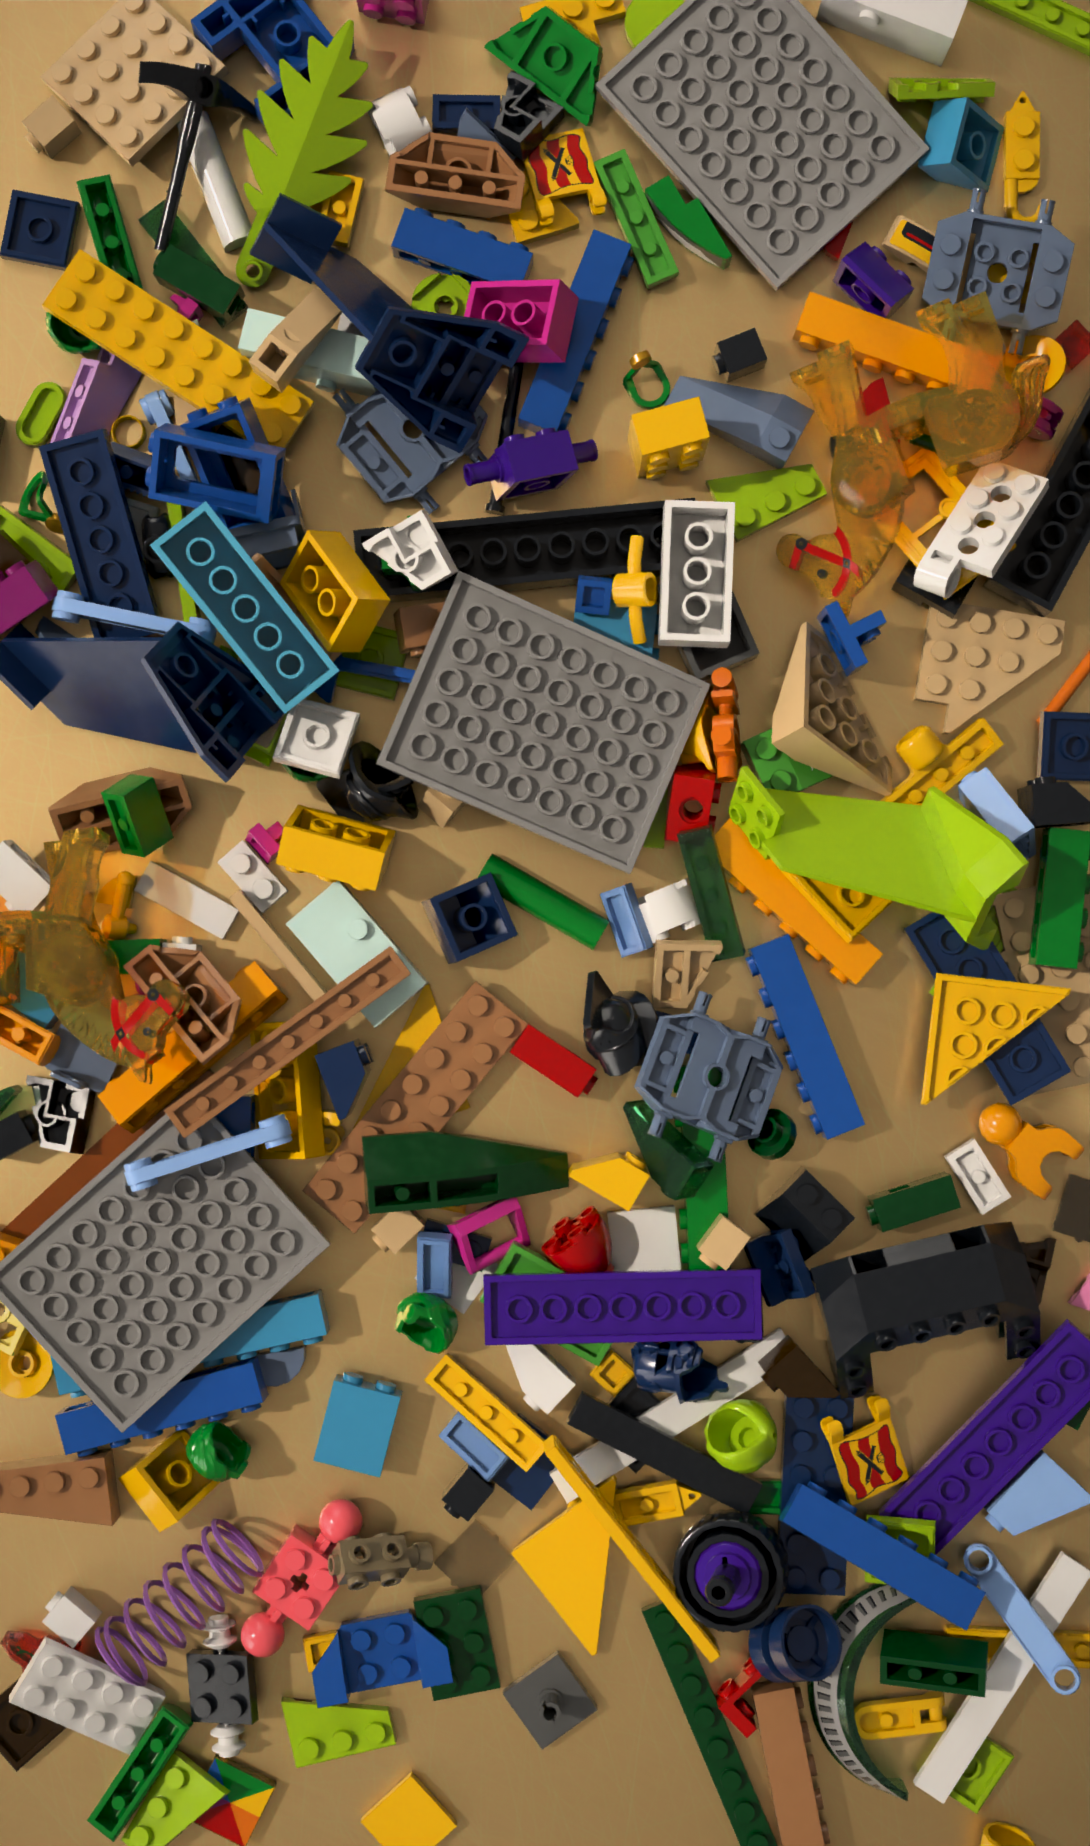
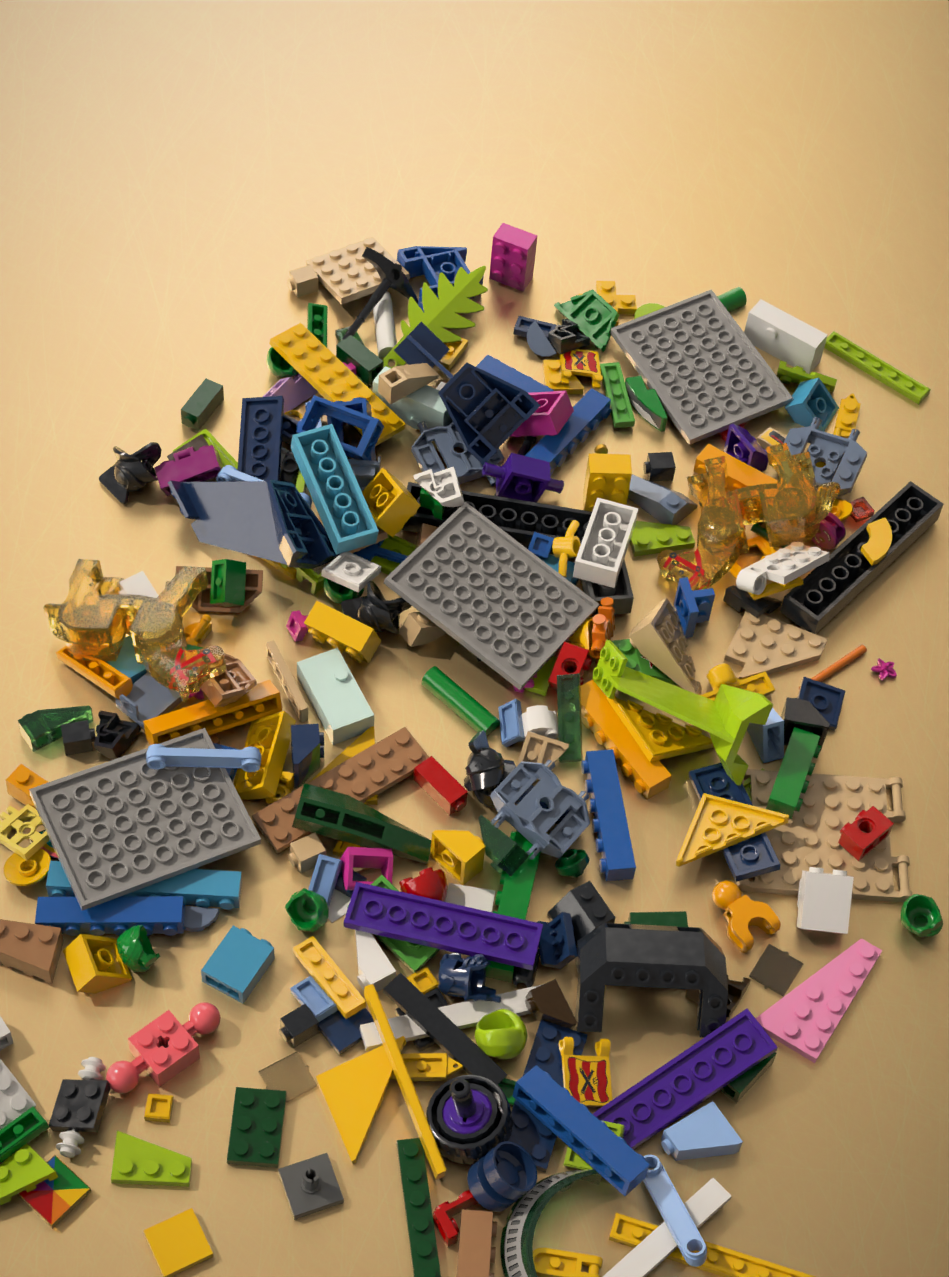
camera: 10 degrees right, 35 degrees down
(40, 230) = (276, 320): dark blue tile -> none
(41, 414) = (235, 402): lime tile -> none
(51, 519) = (233, 446): green piece -> none
(187, 900) = (238, 646): tile -> none
(195, 1578) = (20, 1049): medium lavender piece -> none
(252, 876) = (285, 643): white plate -> none
(287, 1042) = (275, 714): medium nougat plate -> none
(376, 1561) = (223, 1041): dark tan brick -> none
(379, 1654) = (199, 1118): blue piece -> none
(398, 120) = (496, 326): white cylinder -> none
(456, 176) = (520, 349): medium nougat wedge -> none
(469, 918) = (411, 693): dark blue slope -> none
(722, 1243) = (522, 902): tan brick -> none
(934, 1662) = (600, 1221): dark green brick -> none
(977, 1176) = (701, 916): white plate -> none

